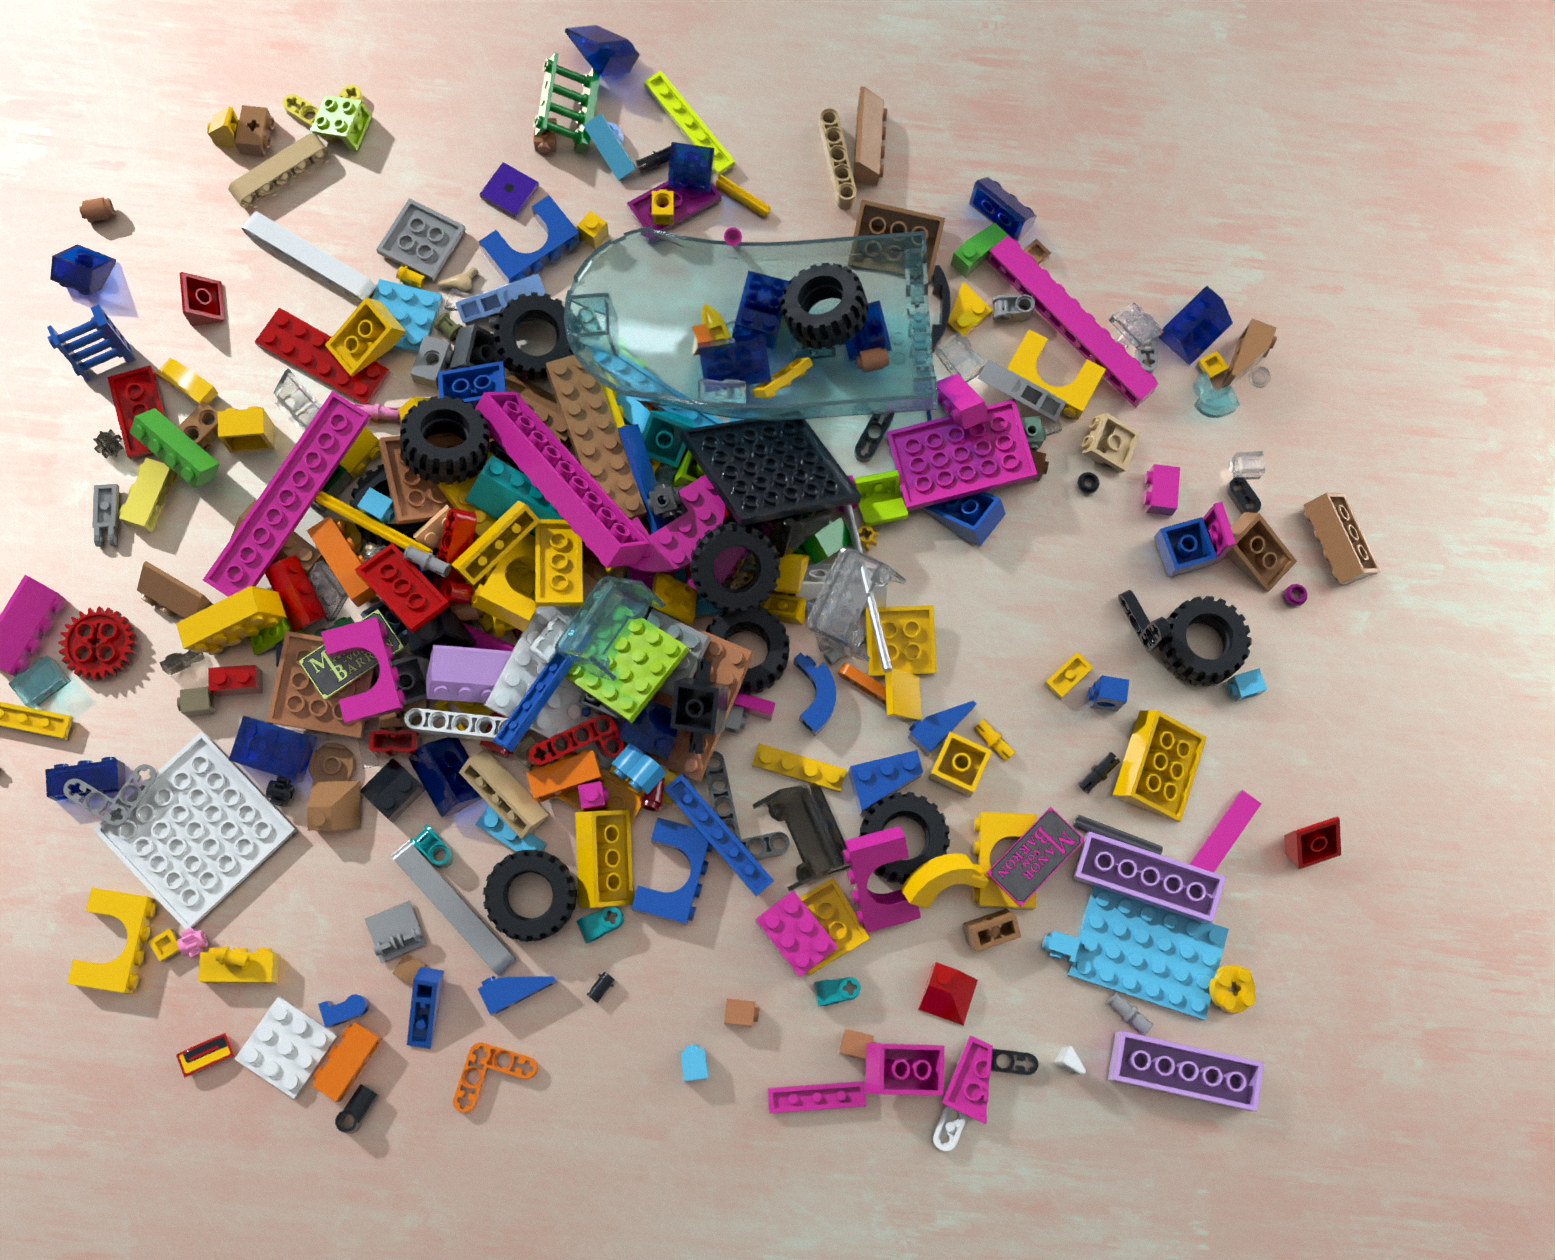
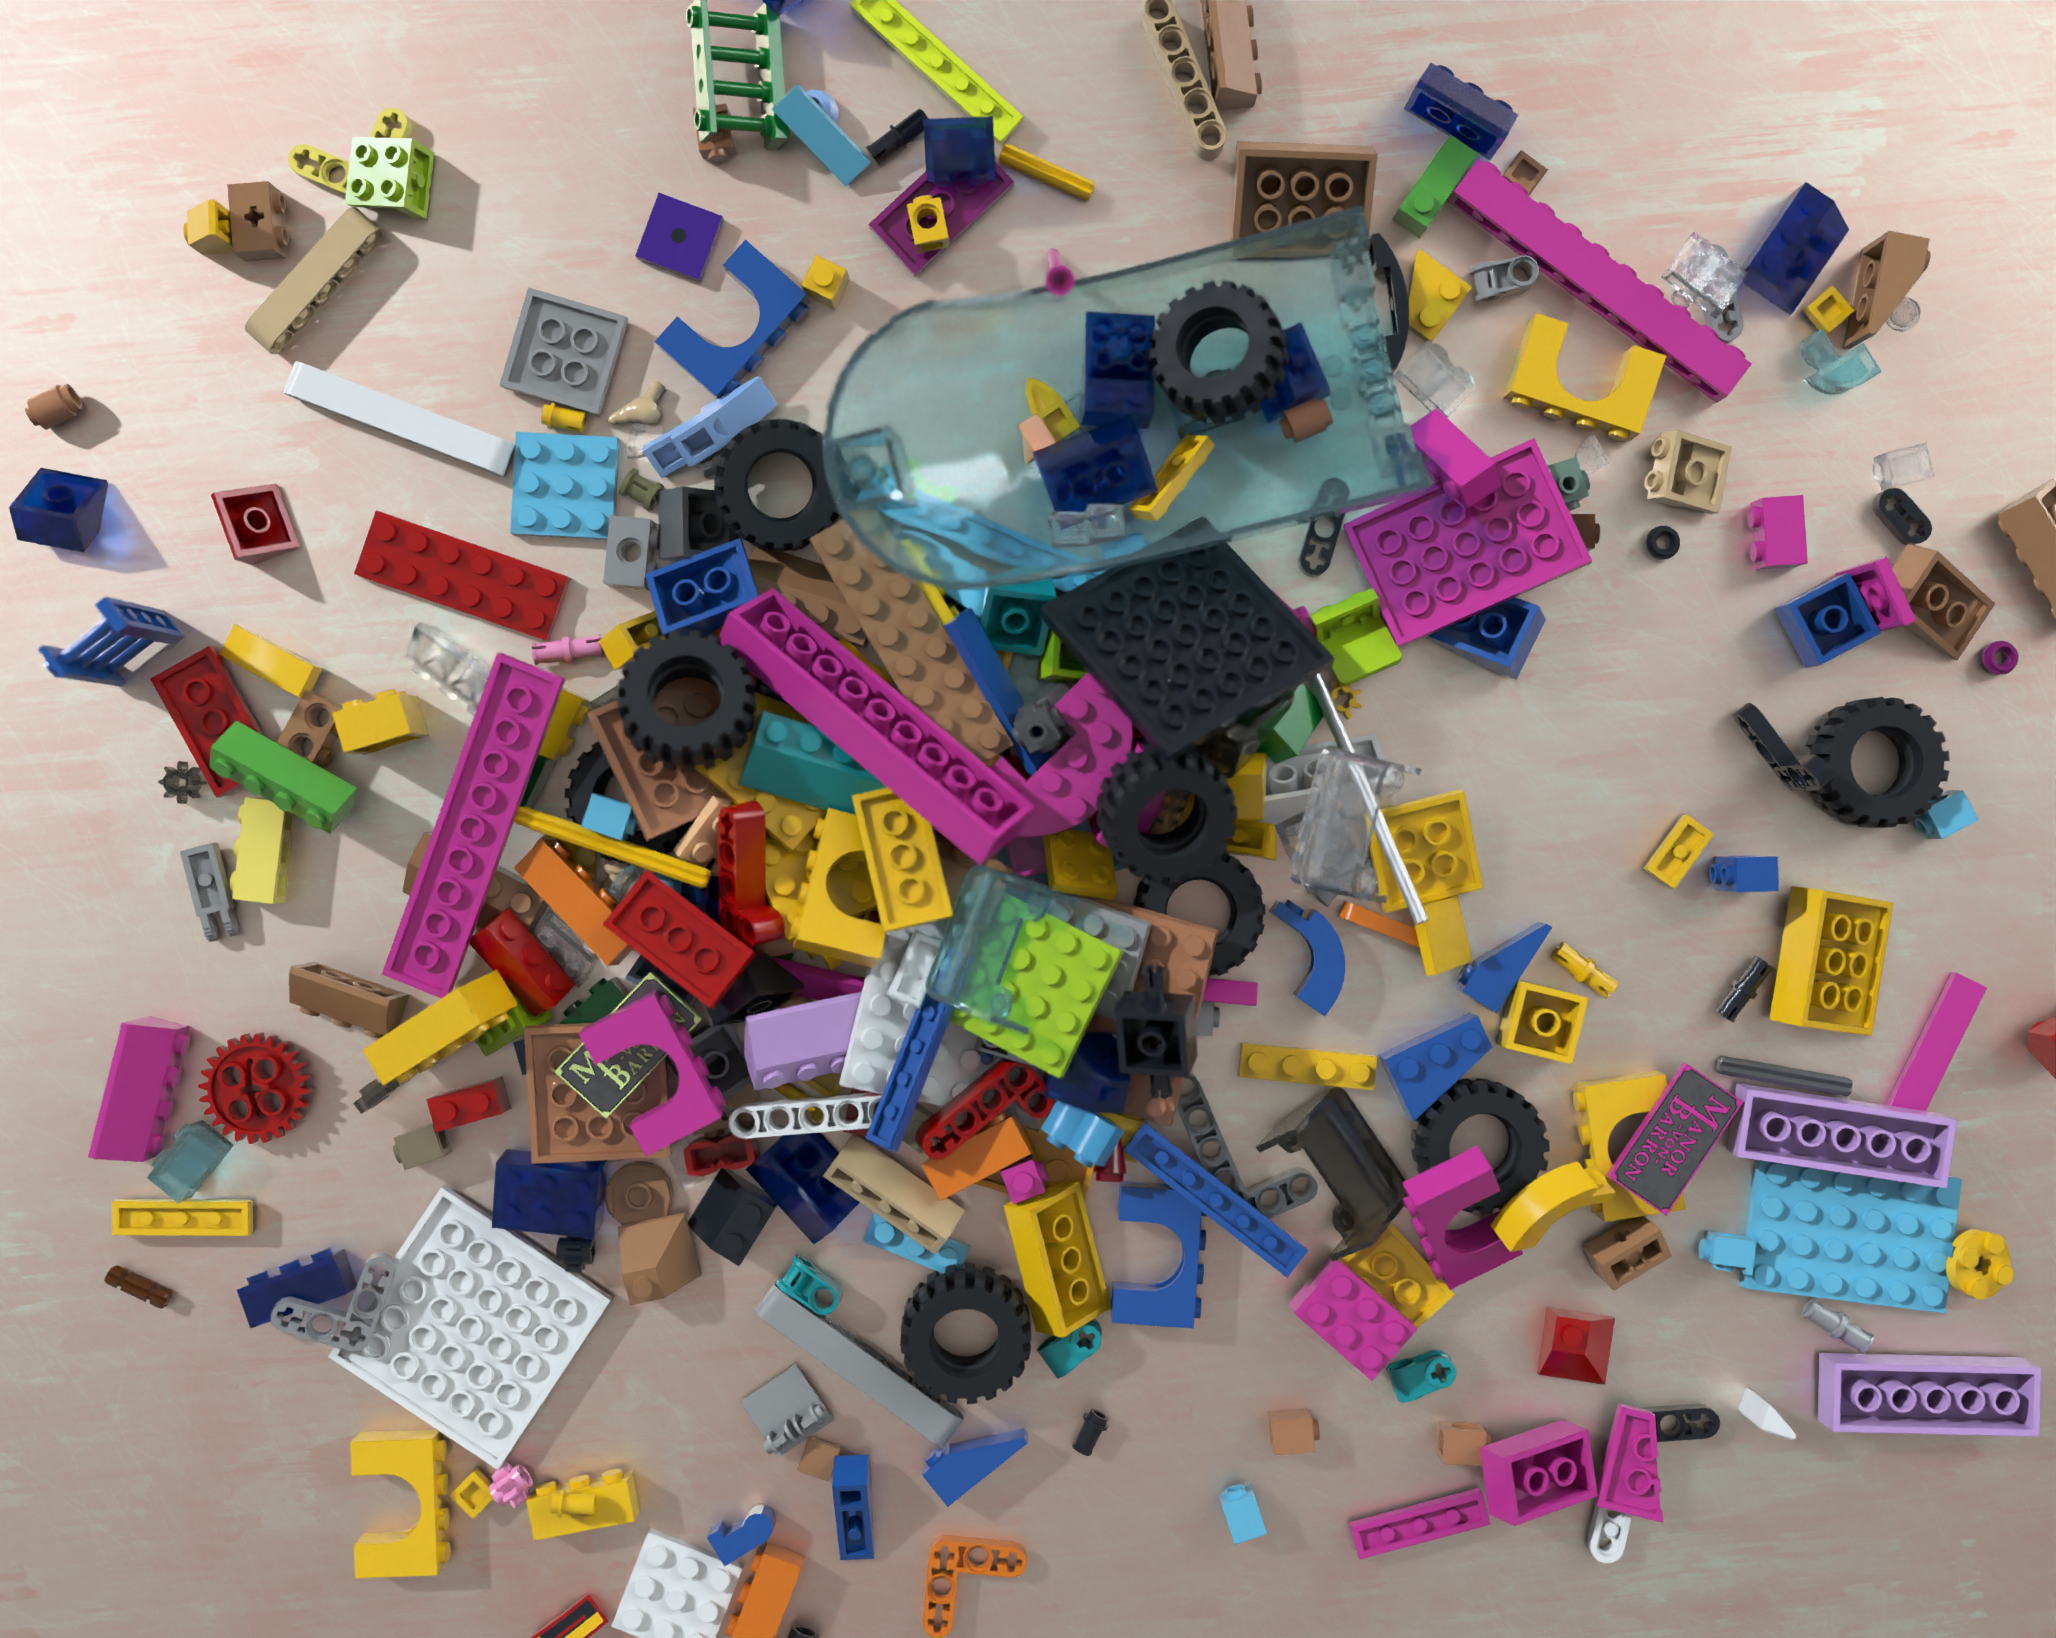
camera: 10 degrees left, 15 degrees up
(365, 336) = (520, 536): yellow slope -> none
(427, 561) = (706, 893): light grey pin -> none
(496, 542) = (802, 847): yellow brick -> none
(1022, 390) = (1542, 420): light grey slope -> none

